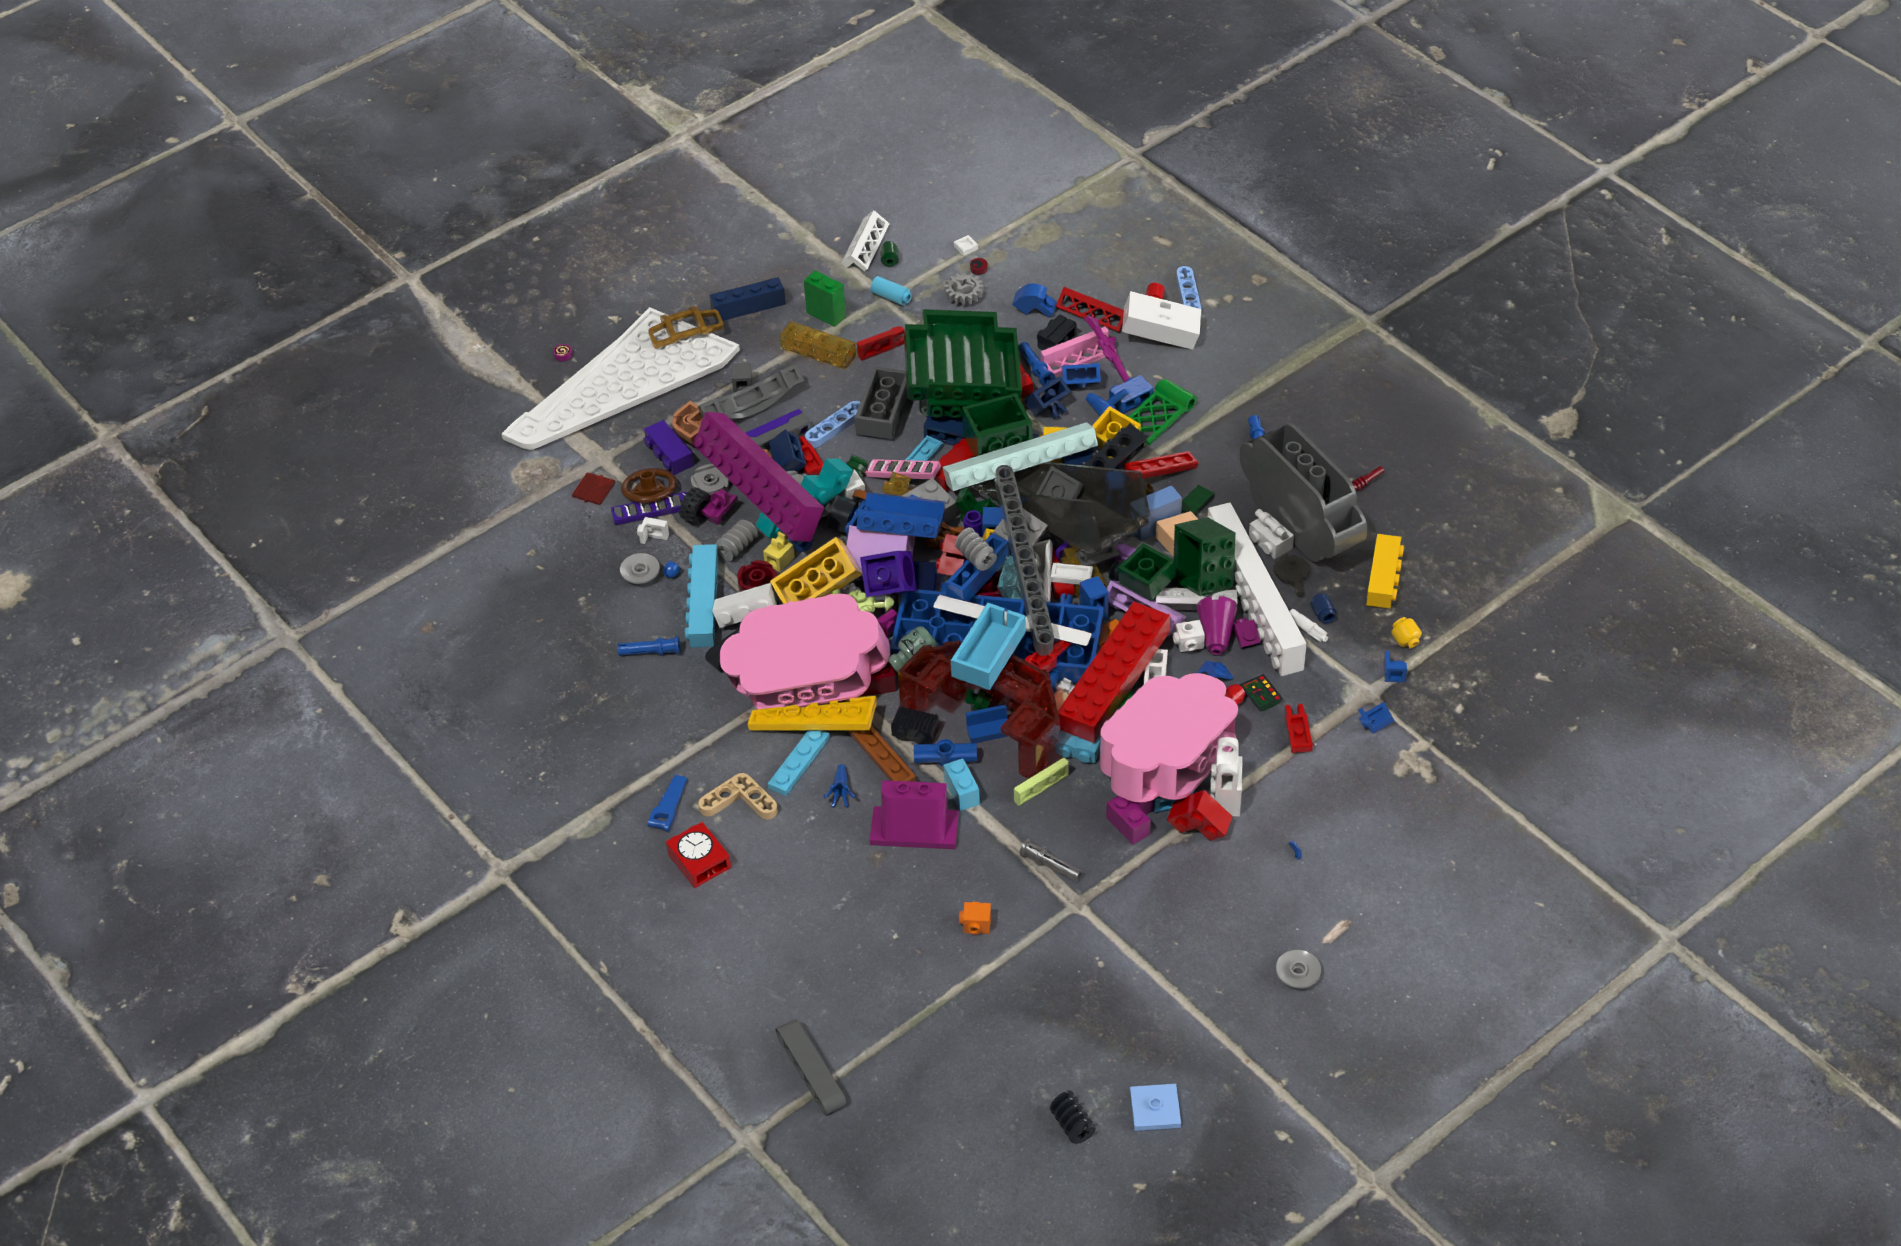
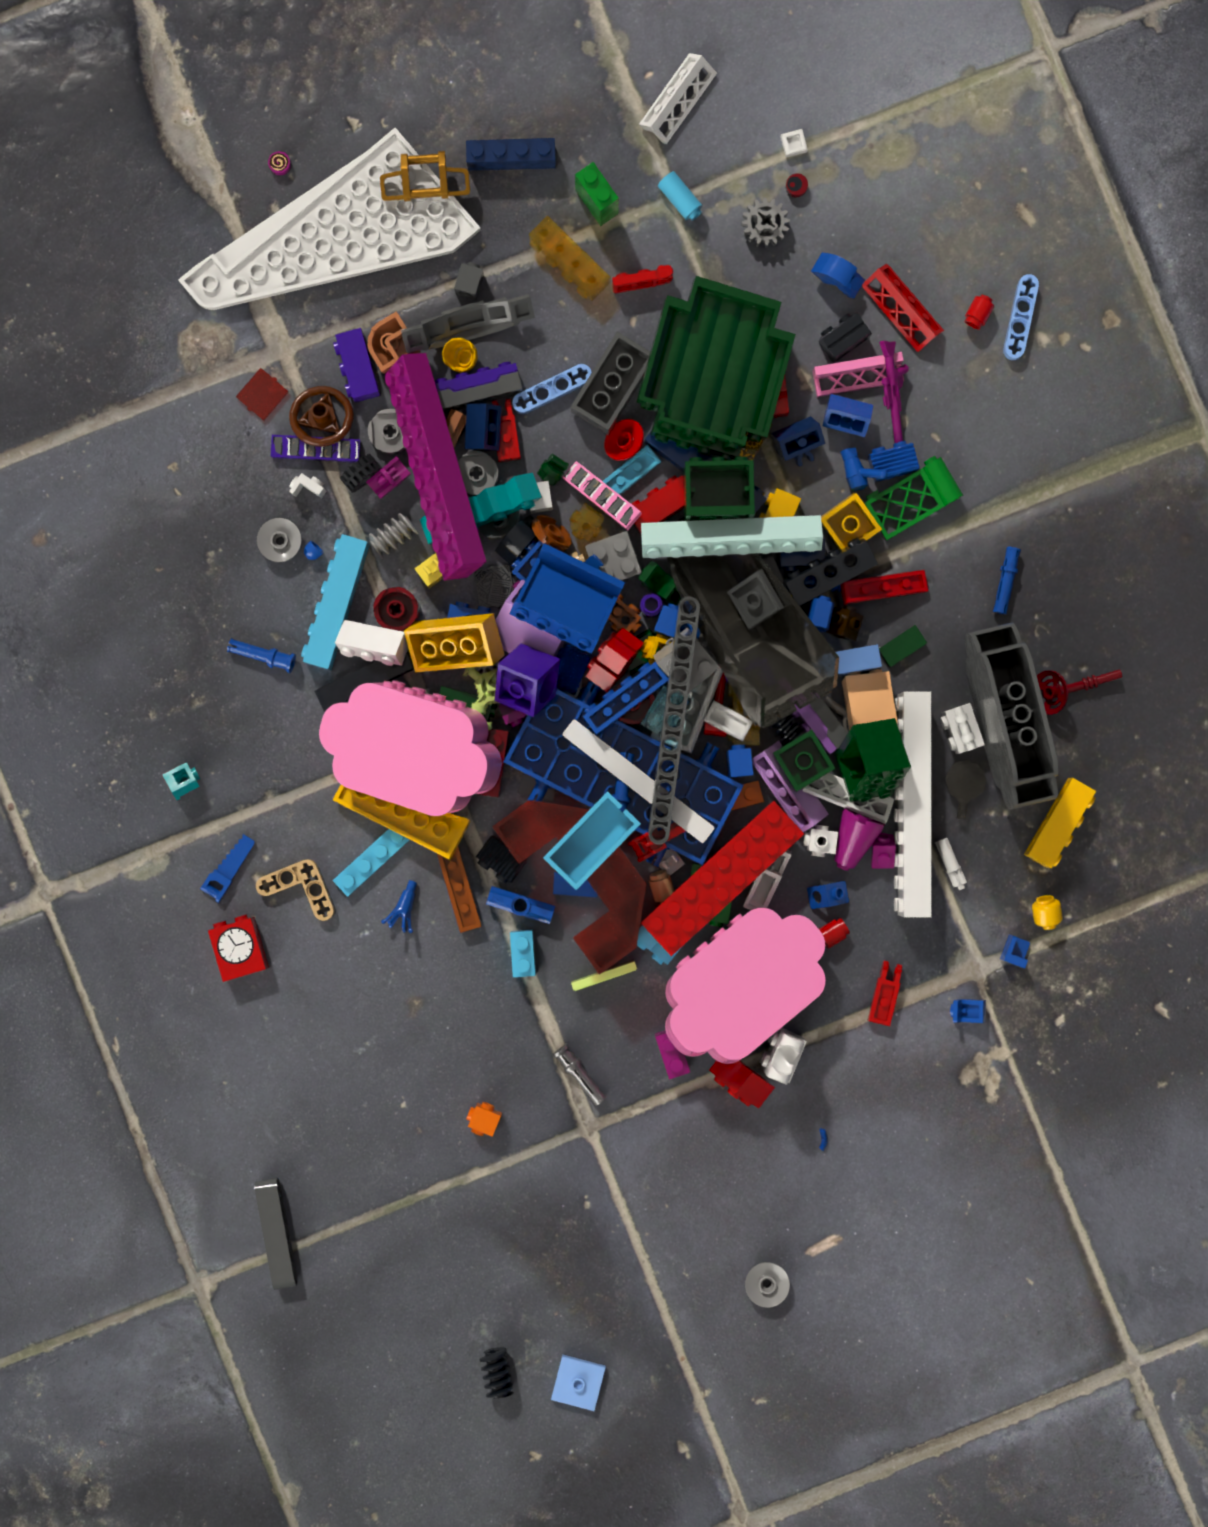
camera: 15 degrees right, 40 degrees up
(605, 748) = (175, 779): none -> teal brick
(750, 417) = (459, 355): none -> yellow hair
(889, 254) = (699, 130): dark green brick -> none
(907, 434) = (624, 440): none -> red dish
(910, 645) = (525, 782): sand green piece -> none
(914, 816) = (461, 984): magenta windscreen -> none
(975, 549) = (625, 690): light grey piece -> none
(1039, 367) = (806, 382): blue pin -> none
(1161, 320) = (968, 366): white brick -> none
(1261, 692) = (867, 932): piece -> none
(1323, 608) = (976, 848): dark blue brick -> none

